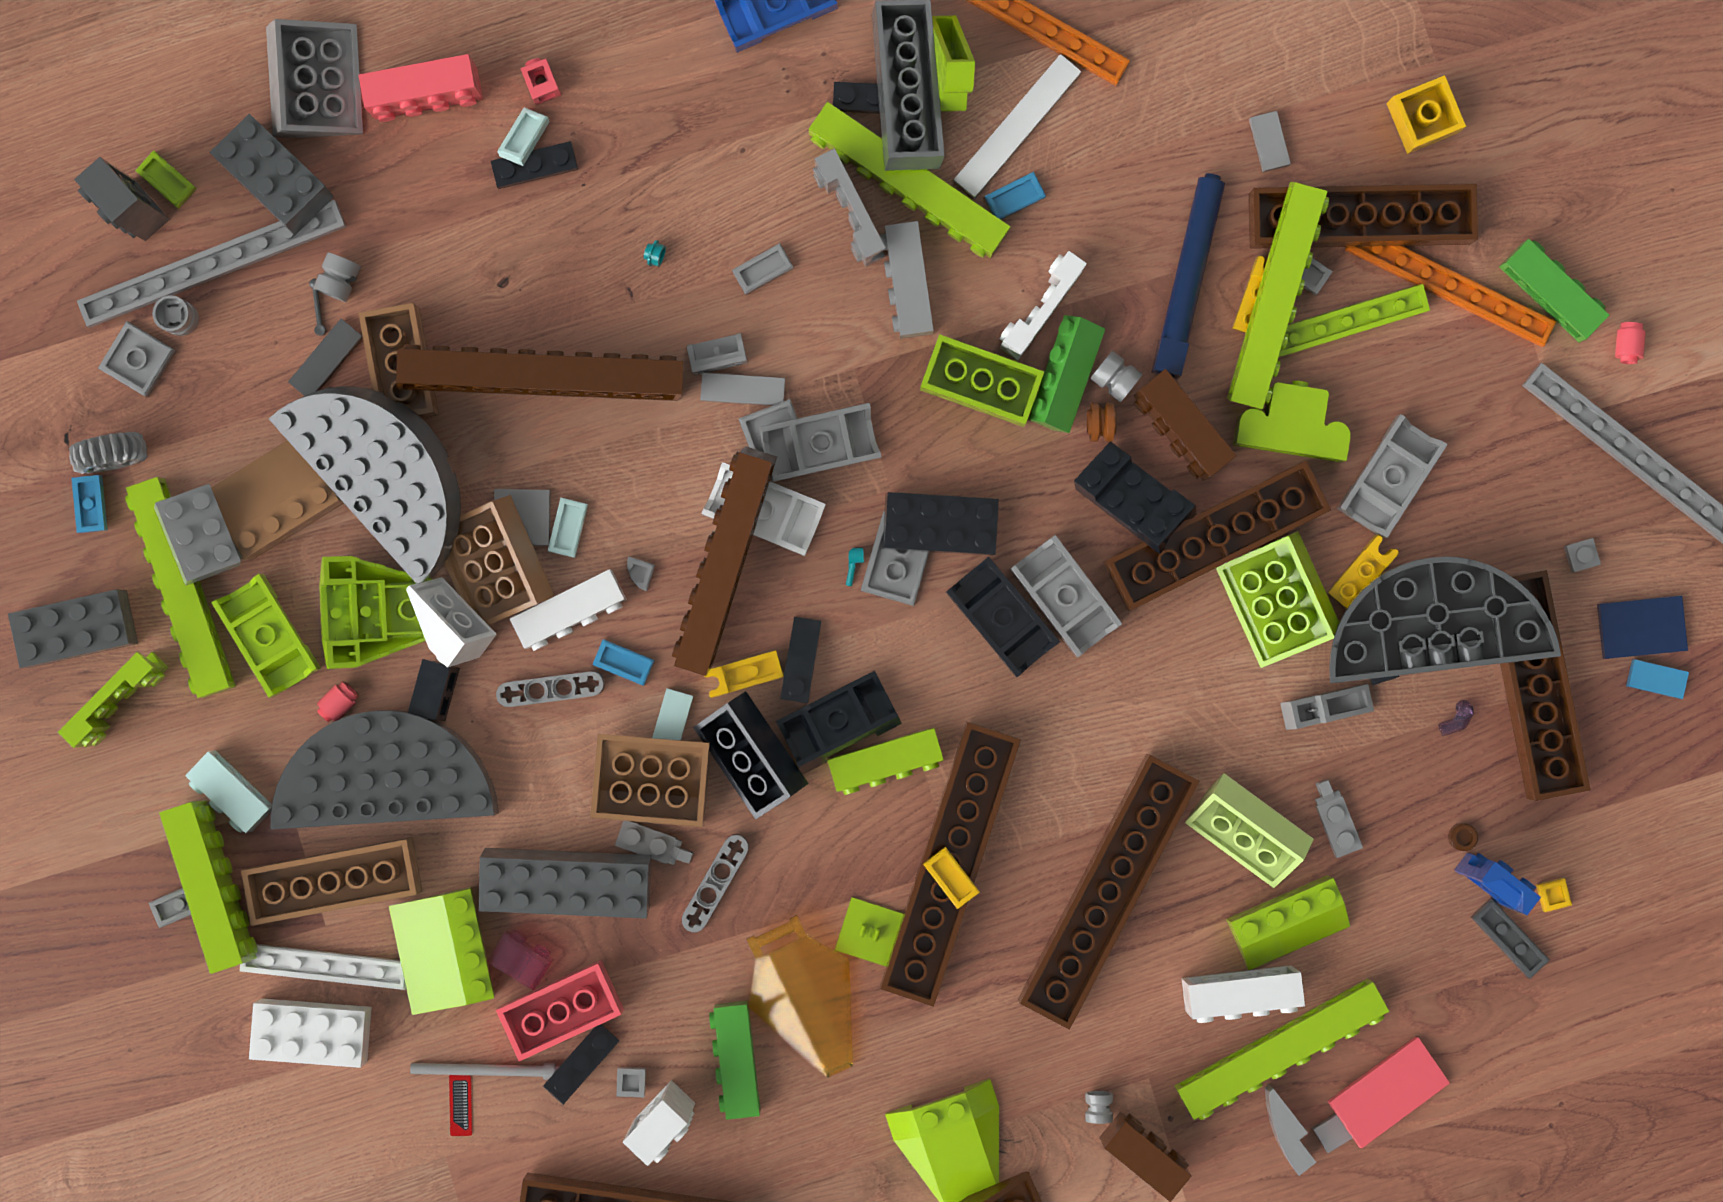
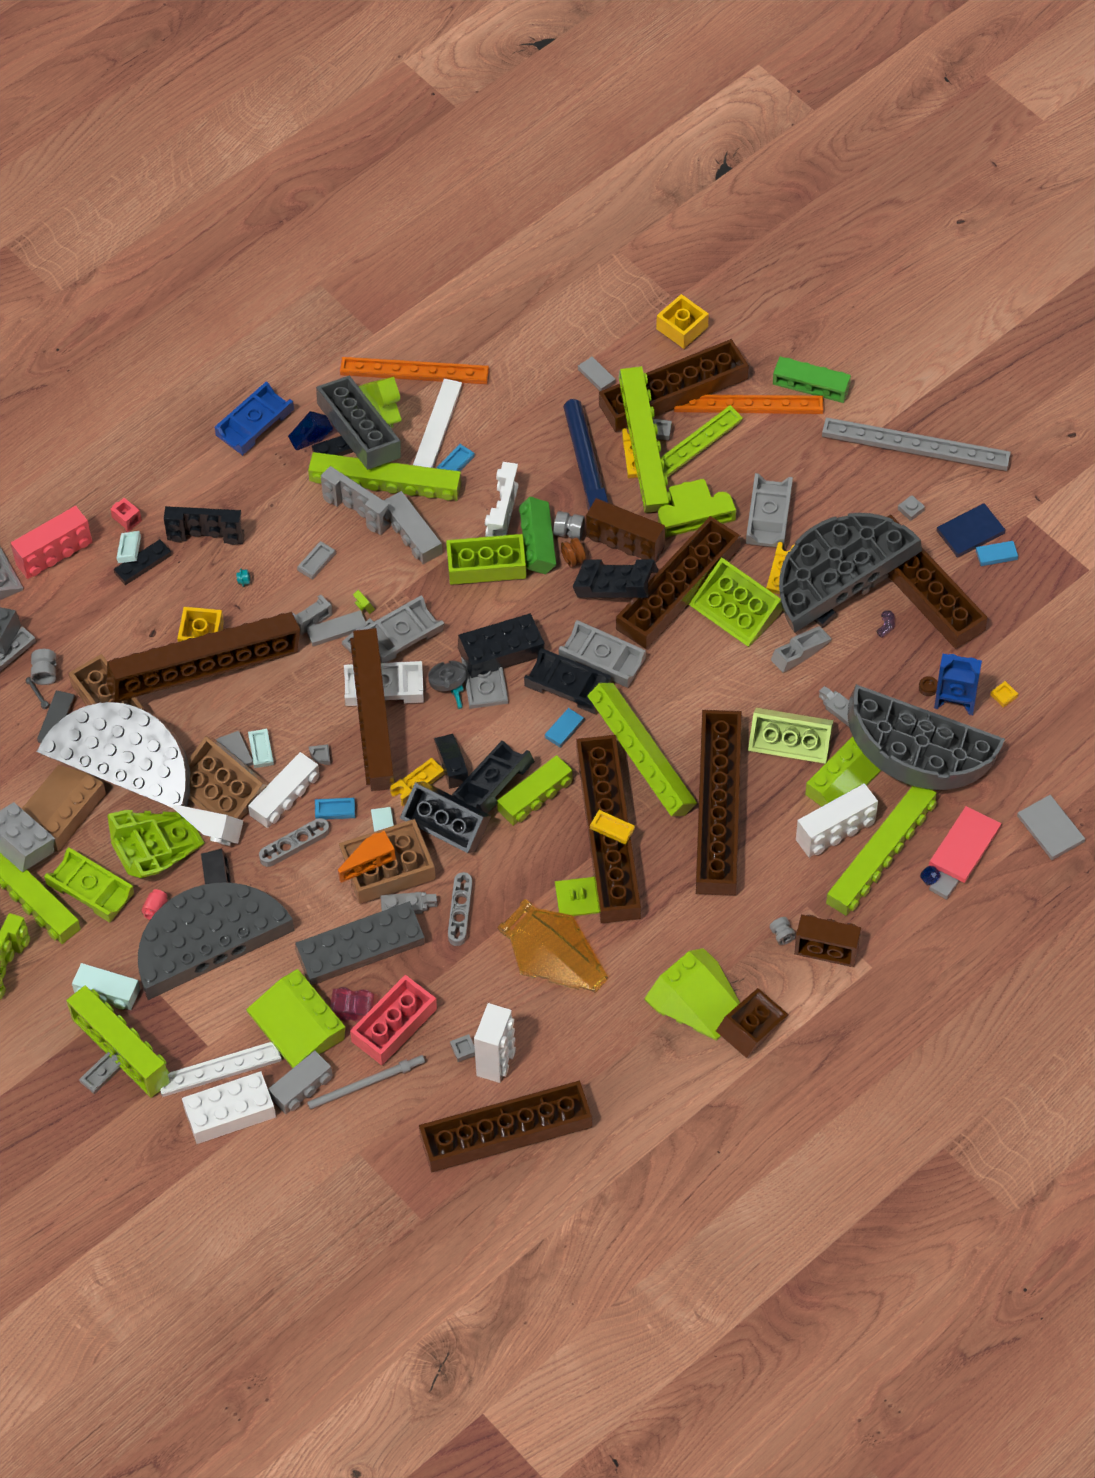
camera: 25 degrees left, 30 degrees down
(331, 881) = (200, 1007): medium nougat brick -> none
(412, 1038) = (300, 1082): none -> light grey brick
(460, 1105) = (353, 1116): sticker -> none
(560, 318) = (198, 622): none -> yellow brick
(580, 1063) = (423, 1048): black plate -> none
(601, 136) = (203, 522): none -> black piece
(629, 777) = (369, 855): none -> orange slope
(736, 1060) = (527, 1003): bright green brick -> none
(792, 369) = (362, 603): none -> lime plate
(842, 58) = (310, 430): none -> clear blue slope
(851, 535) = (447, 676): none -> flat silver tile
(967, 679) = (564, 727): none -> dark azure tile
(1046, 771) = (642, 749): none -> lime brick
(1288, 1132) = (913, 893): light grey slope -> none
(1317, 1109) = (930, 875): none -> clear blue axle
(1400, 940) = (919, 744): none -> dark grey brick
(1510, 938) = (1008, 732): dark grey tile -> none
(1510, 1115) = (1051, 827): none -> light grey tile
(1630, 342) = (873, 387): coral brick -> none

